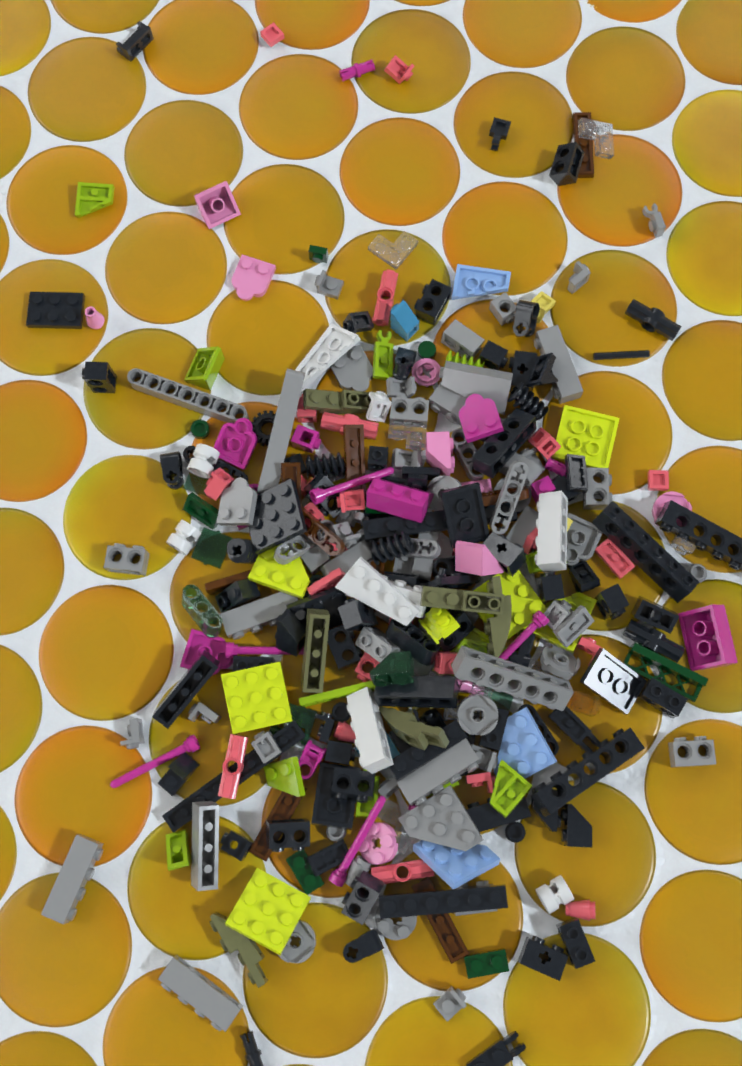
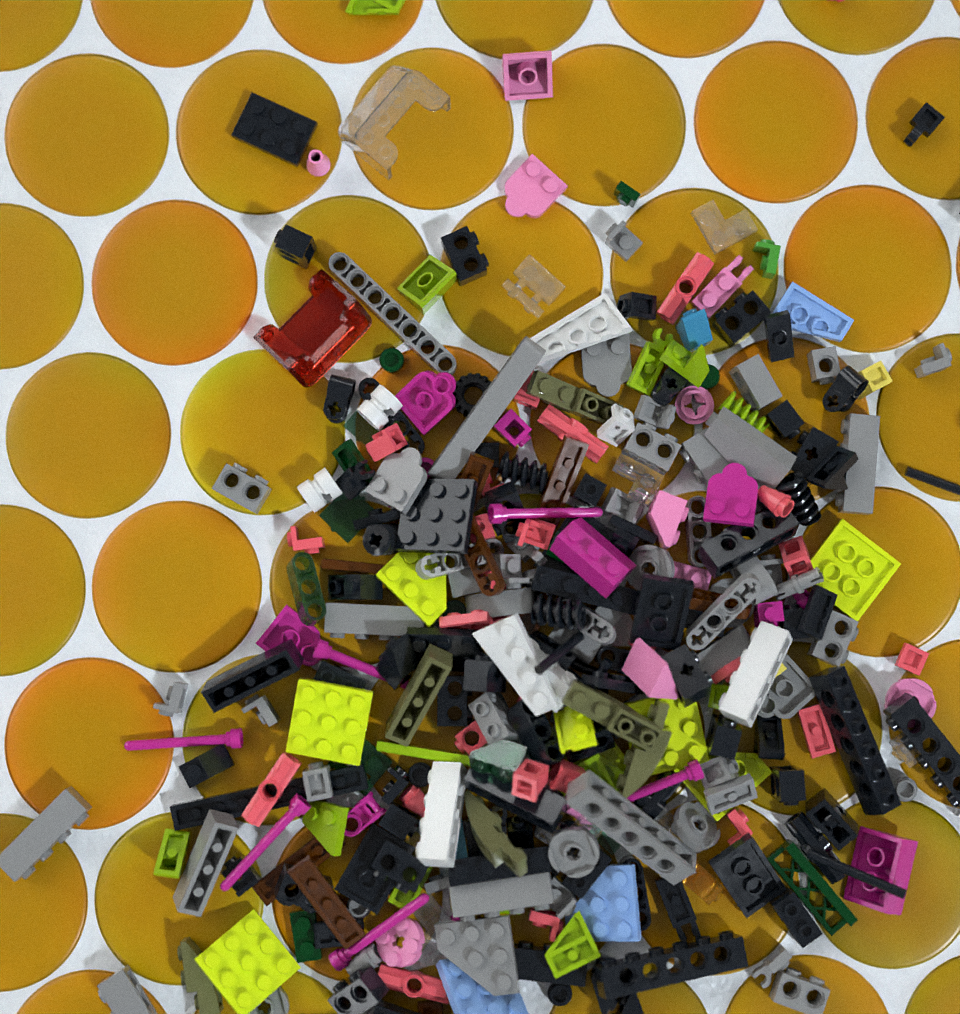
camera: 15 degrees right, 10 degrees up
(119, 280) = (382, 108): none -> clear windscreen
(139, 429) = (317, 331): none -> clear red windscreen
(192, 578) = (310, 545): none -> coral bracket
(205, 521) = (353, 480): none -> black plate
(223, 337) = (460, 257): none -> black brick
(242, 534) = (376, 516): none -> black plate
(258, 772) = (297, 806): none -> dark pink piece
(282, 334) = (538, 280): none -> clear plate
(309, 835) = (326, 902): none -> reddish brown tile
(404, 574) = (559, 653): none -> black bar
(411, 286) = (720, 288): none -> bright pink hinge
(411, 345) = (689, 365): none -> lime slope
(421, 672) = (530, 779): none -> coral brick
(433, 252) = (769, 261): none -> bright green bracket
(464, 302) = (779, 336): none -> black plate
(512, 407) = (776, 501): none -> coral cone
(554, 458) = (799, 583): none -> light grey pin
(664, 736) = (776, 961): none -> light grey plate
(691, 643) = (856, 873): none -> black bar

